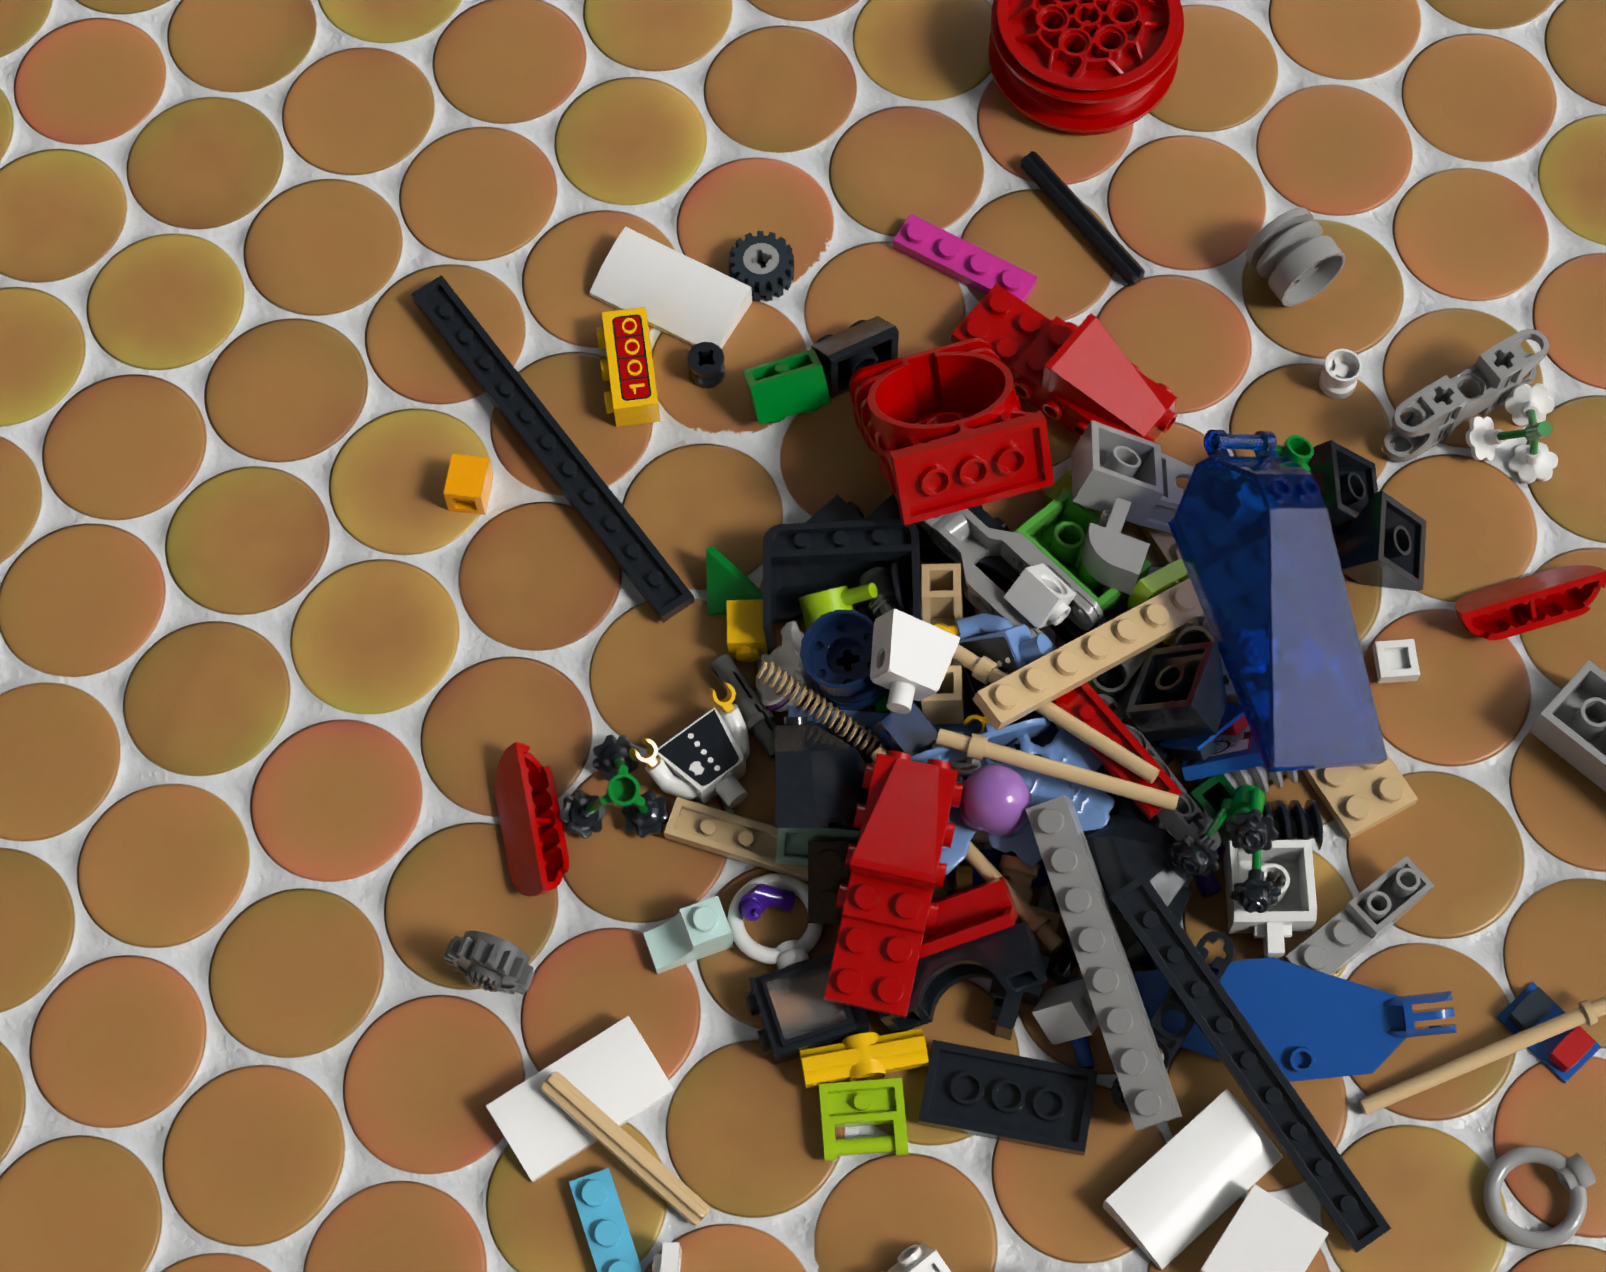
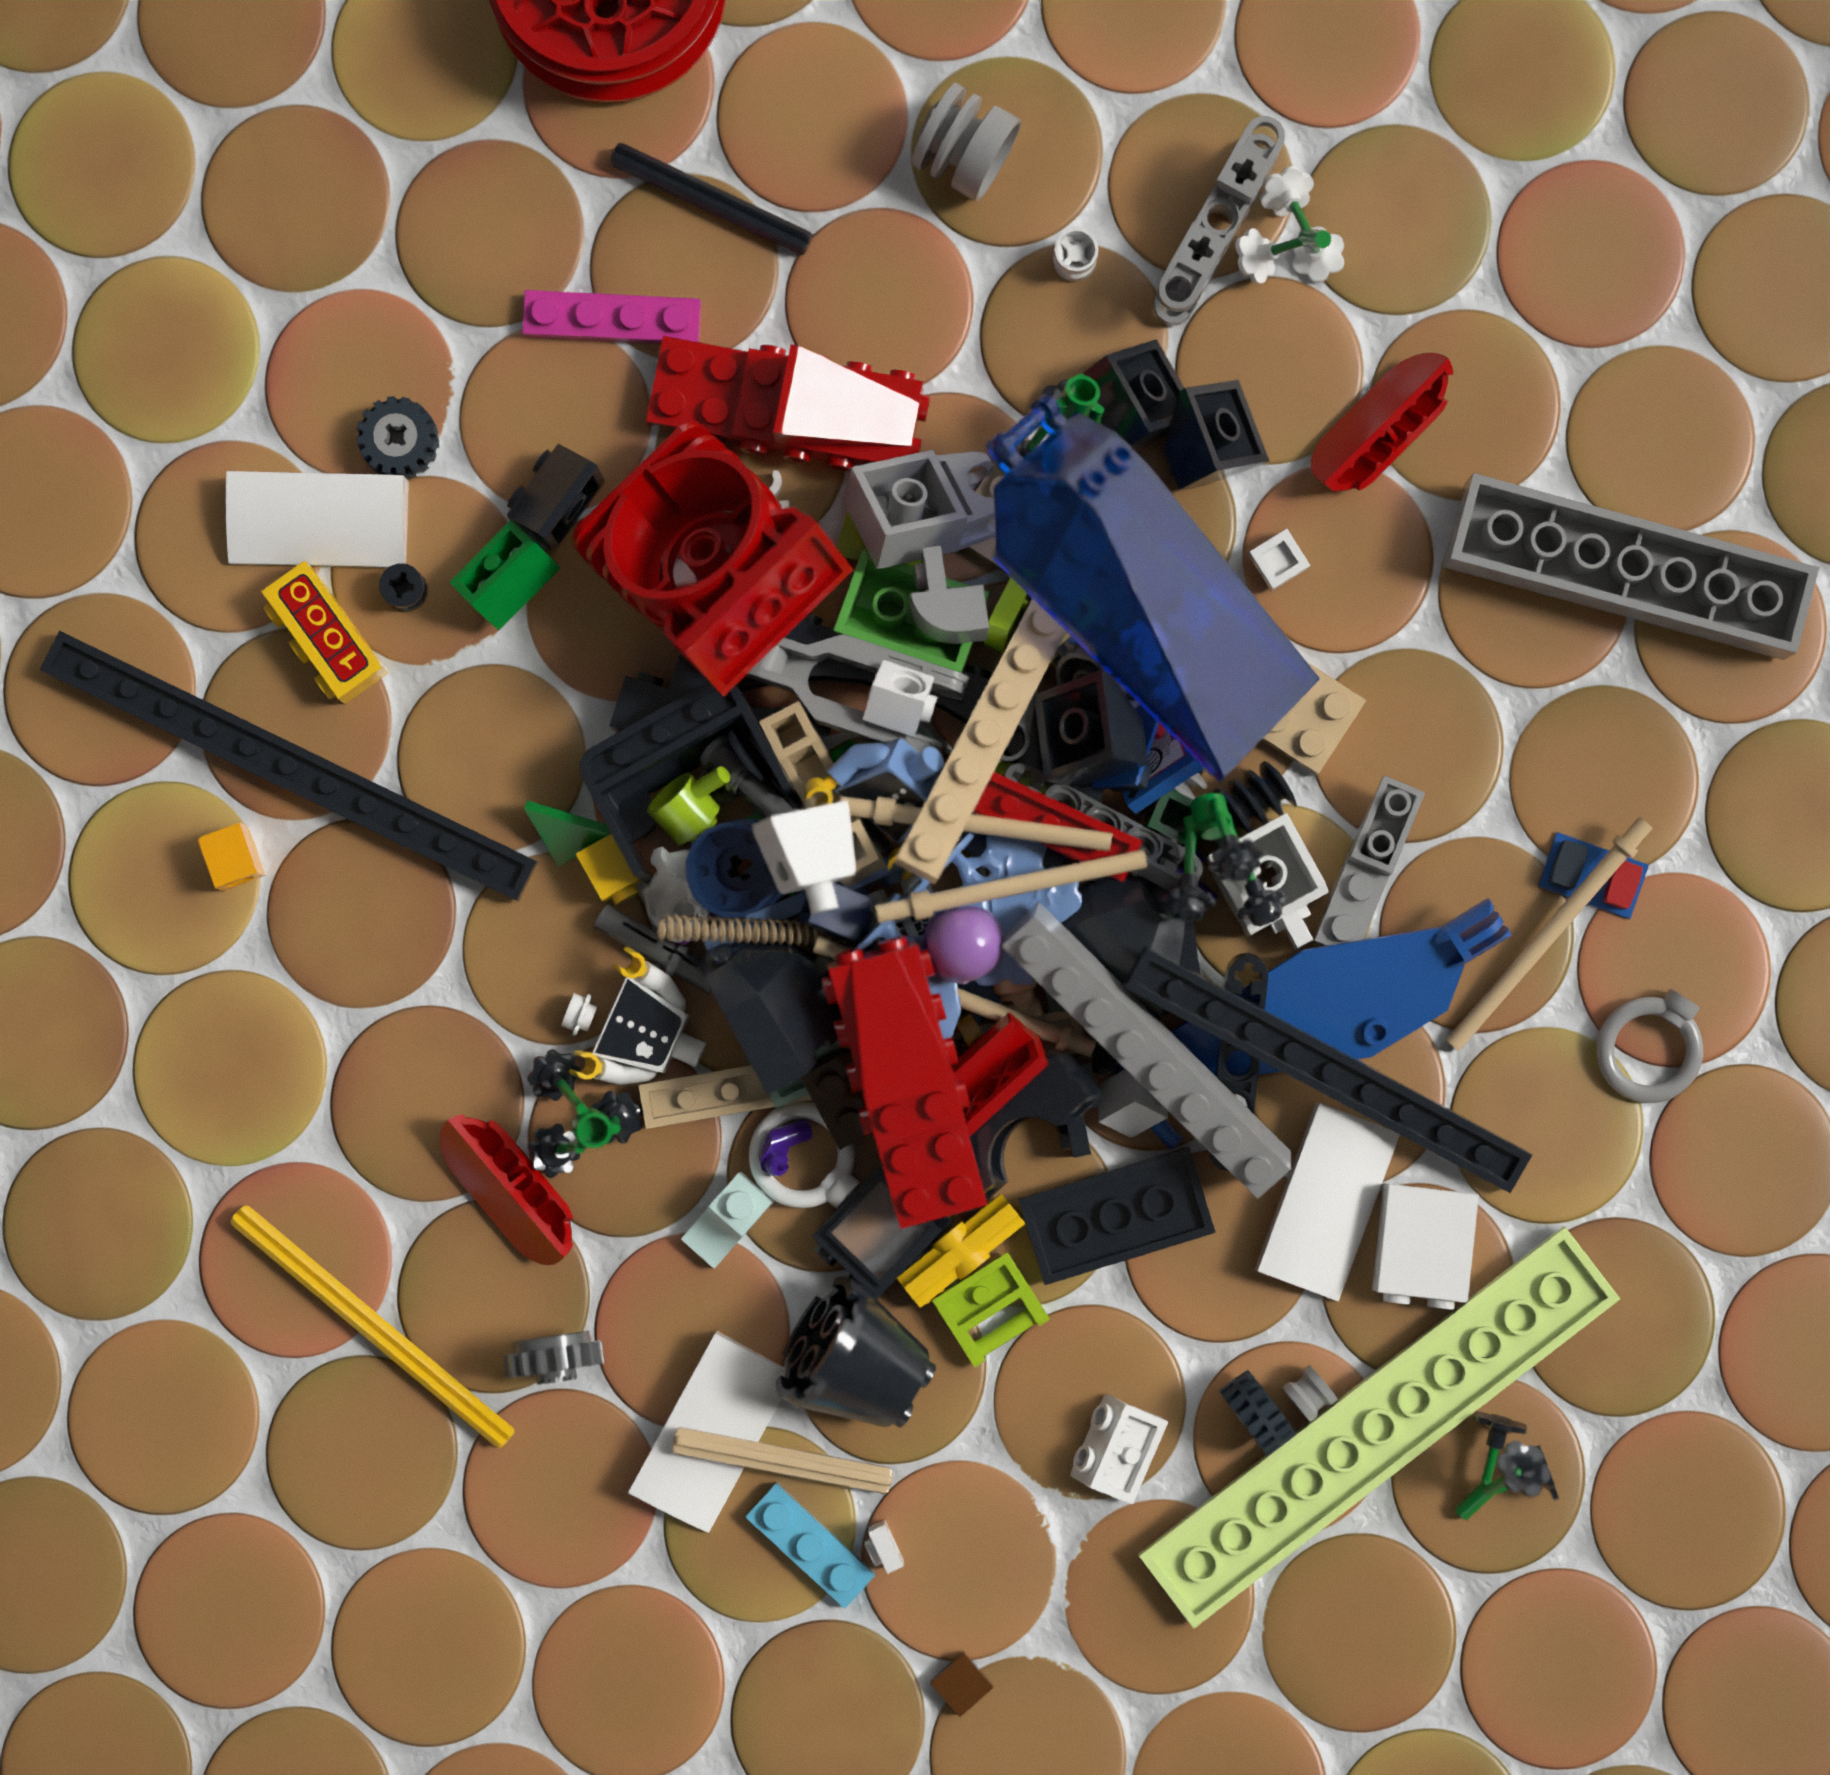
camera: 30 degrees left, 20 degrees up
(365, 880) = (372, 1326): none -> yellow axle
(661, 724) = (579, 1014): none -> white plate
(731, 1093) = (854, 1359): none -> black cone

